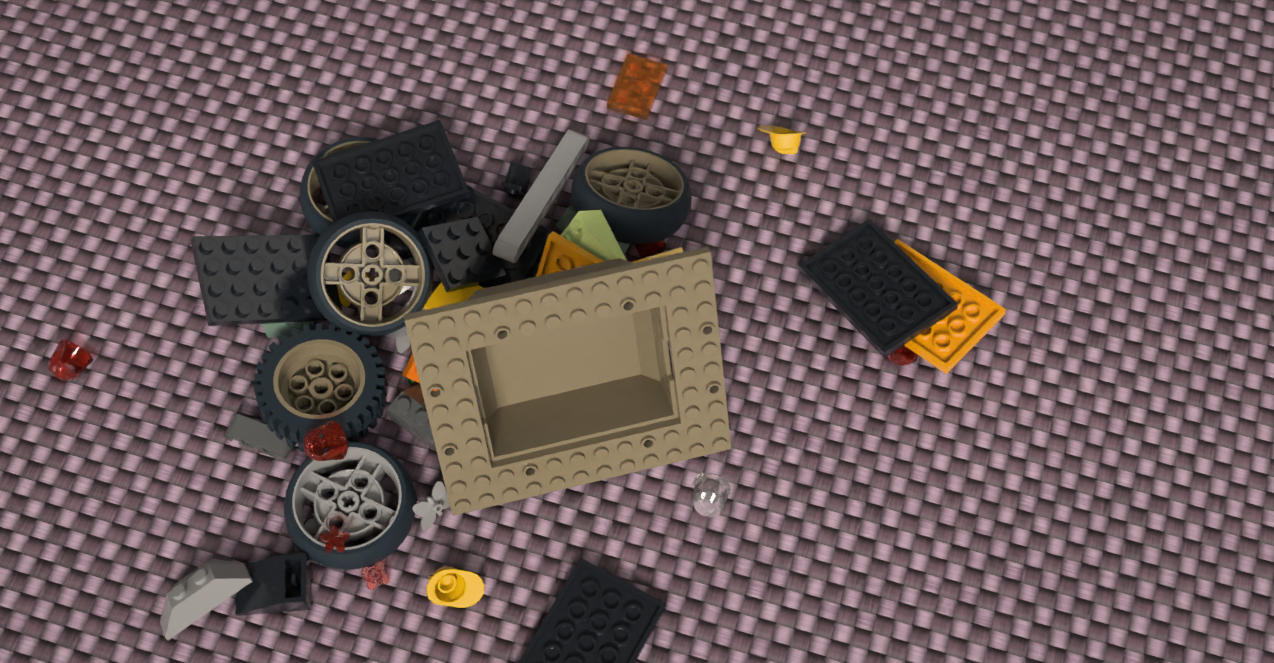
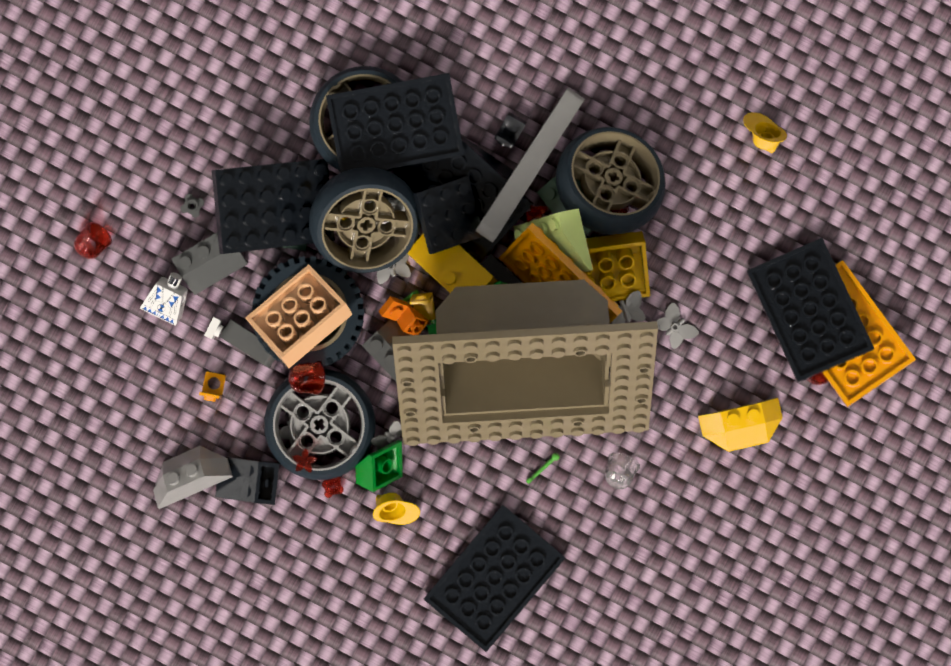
camera: 20 degrees right, 25 degrees up
(158, 403) = (167, 299): none -> torso
(184, 314) = (198, 203): none -> dark grey plate
(204, 359) = (205, 266): none -> dark grey slope
(216, 427) = (214, 329): none -> white plate
(221, 498) = (211, 394): none -> light orange bracket
(309, 380) = (299, 316): none -> light nougat slope
(427, 537) = (380, 467): none -> green slope
(630, 497) = (555, 456): none -> bright green hinge
(637, 86) = (640, 49): clear orange plate -> none
(735, 339) = (674, 327): none -> light grey piece
(833, 421) = (742, 425): none -> yellow wedge

